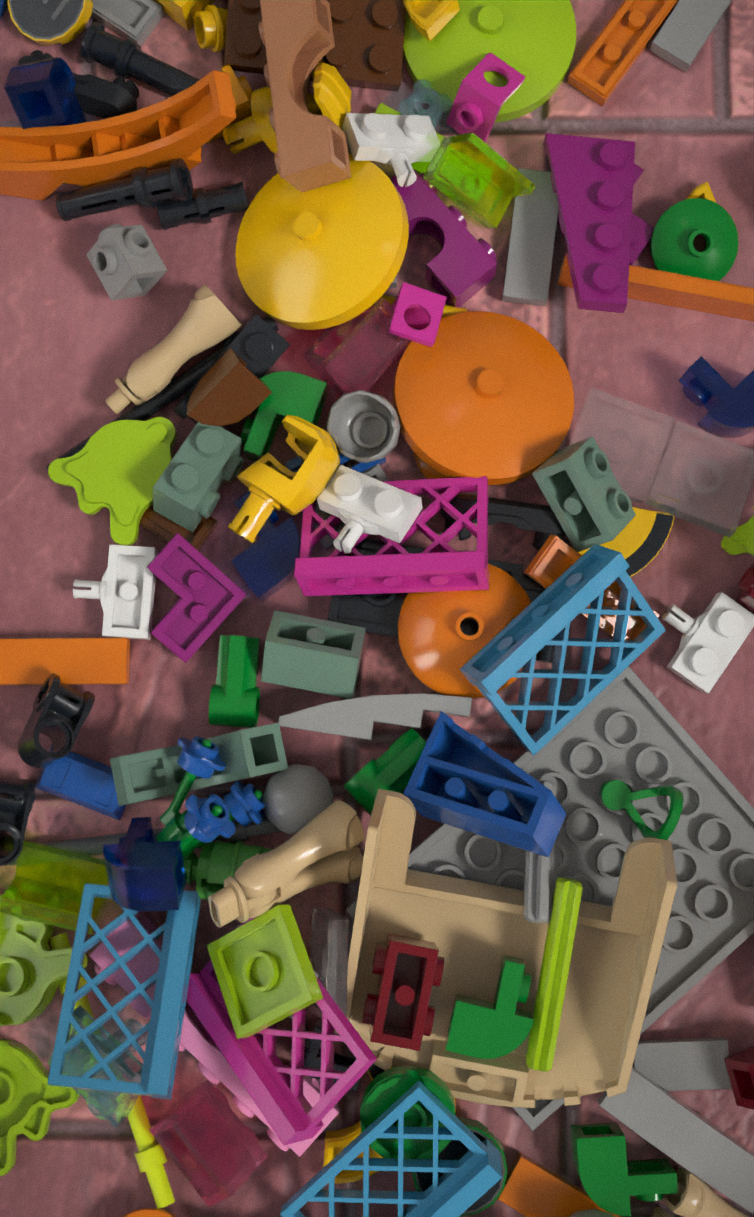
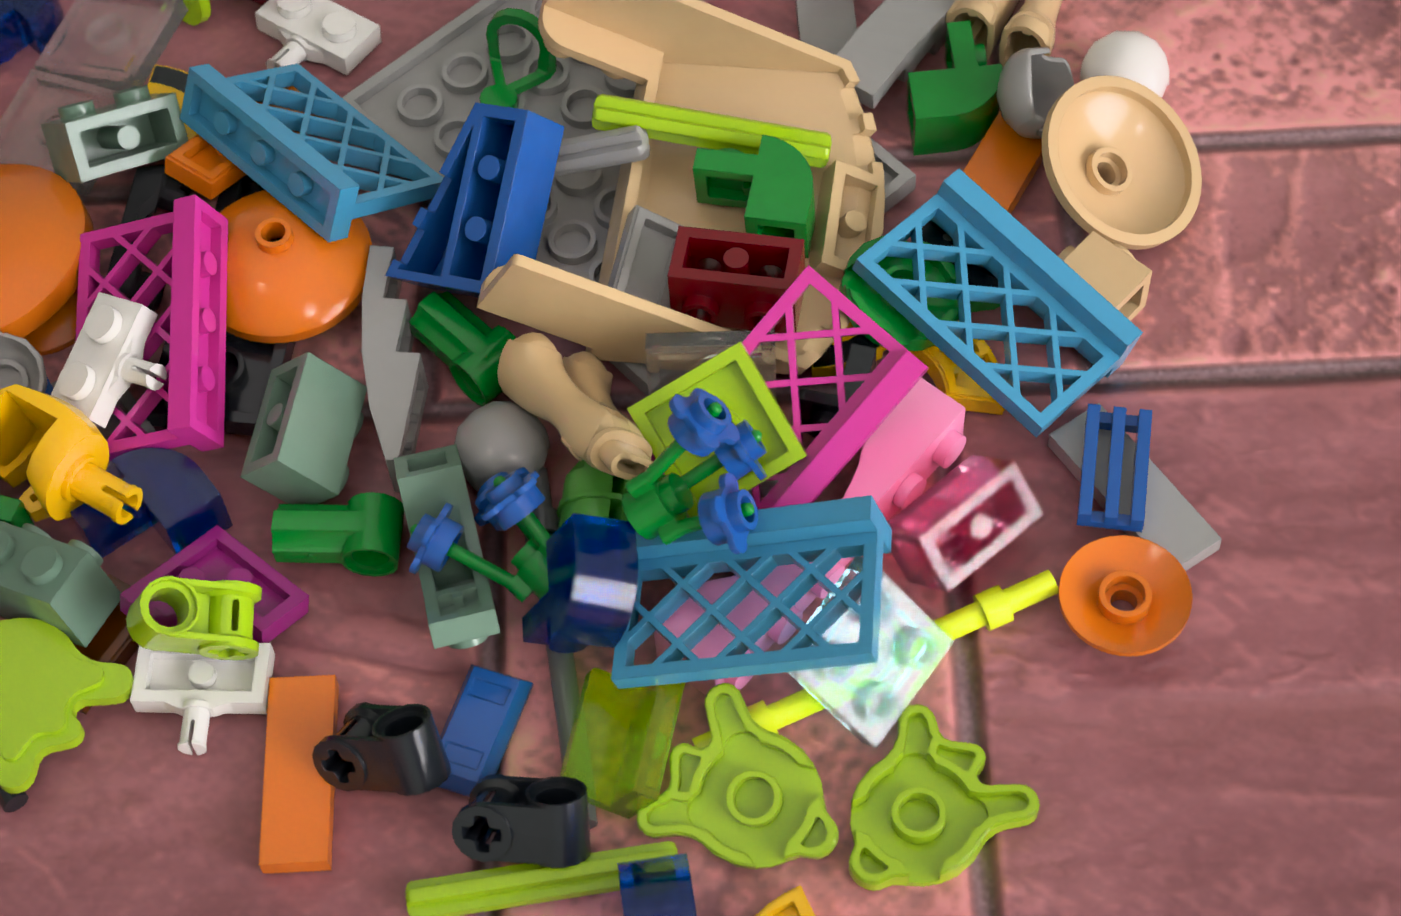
camera: 90 degrees left, 25 degrees down
(143, 598) = (211, 618): none -> lime piece
(201, 973) = (660, 503): none -> plant
(428, 915) = (645, 256): none -> light grey tile

